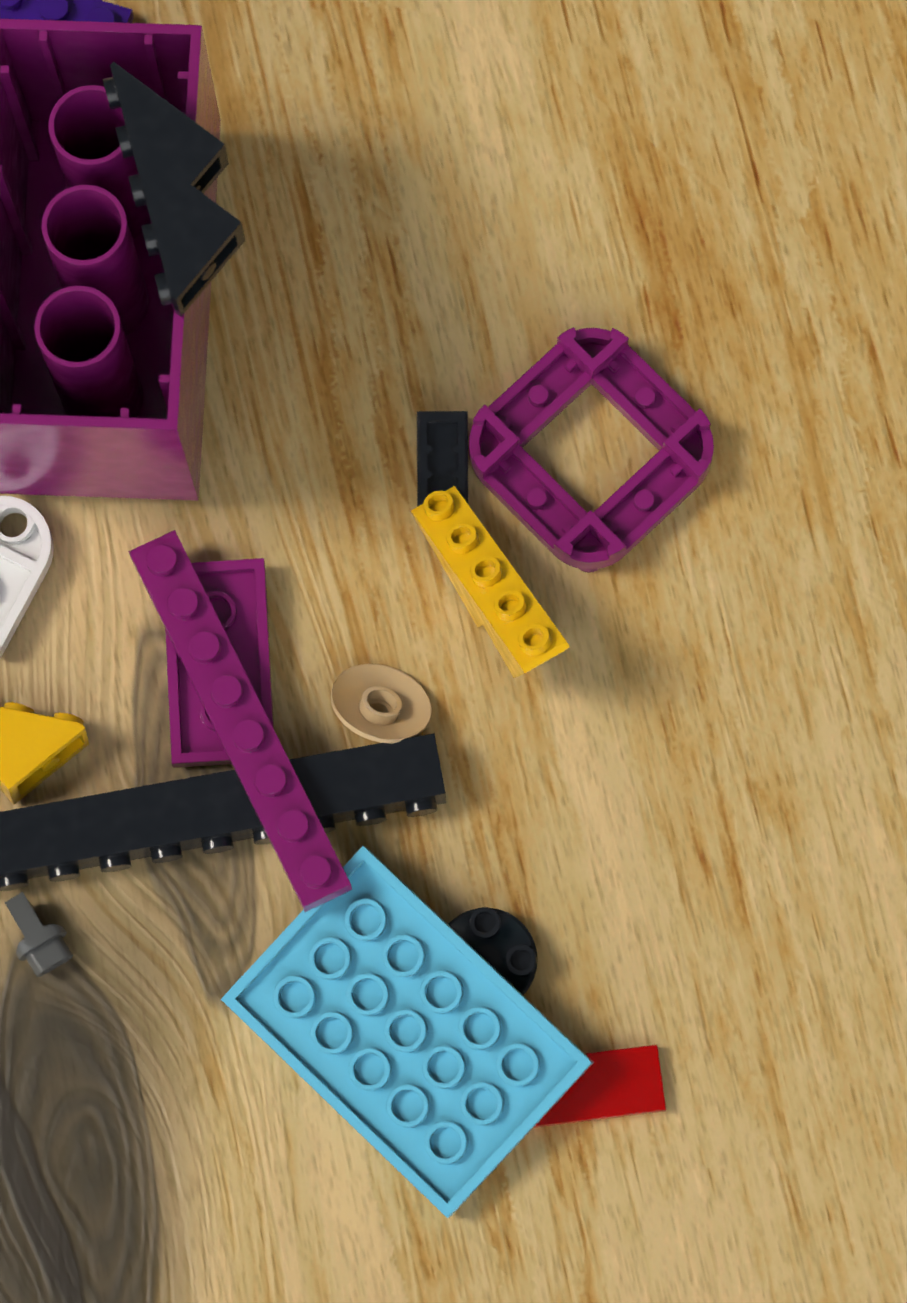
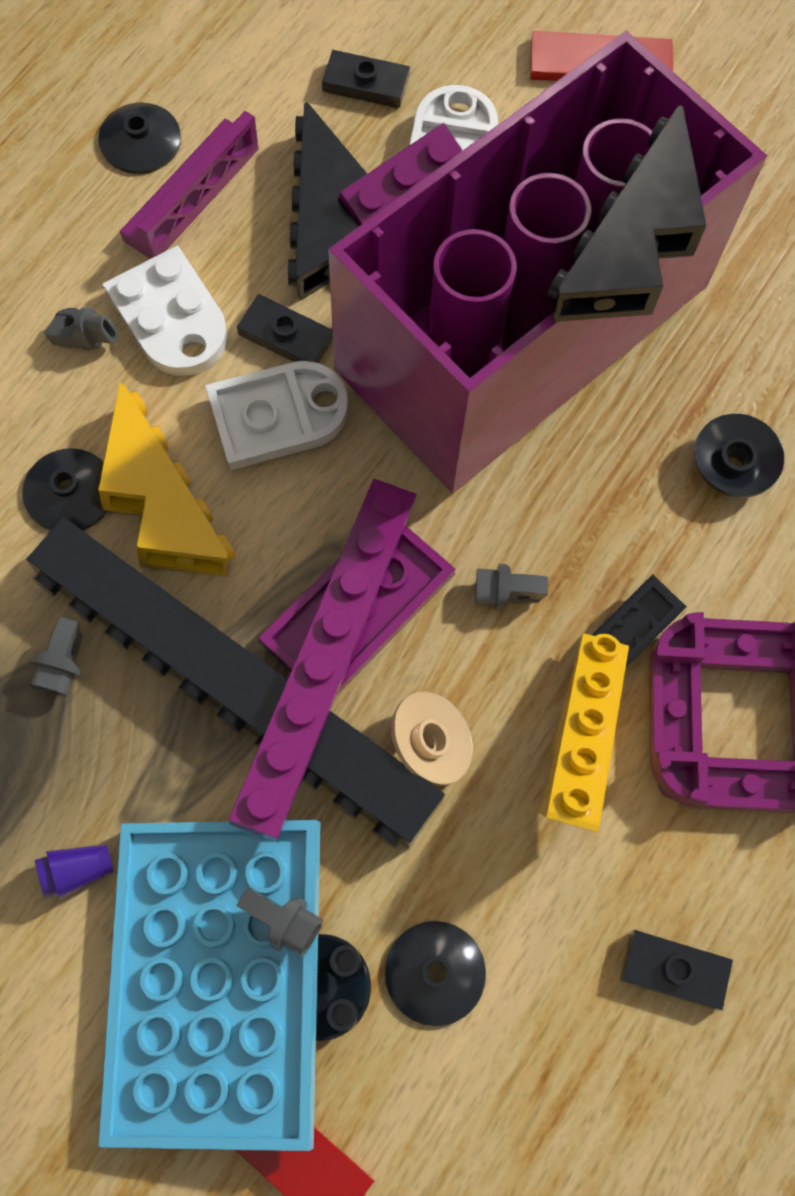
camera: 40 degrees right, 5 degrees down
(219, 1069) = (72, 869): none -> dark purple cone
(311, 536) = (500, 586): none -> dark grey piece
(381, 223) = (749, 442): none -> black dish
(425, 931) = (289, 924): none -> dark grey piece
(548, 893) = (408, 980): none -> black dish
(720, 689) = (676, 970): none -> black plate

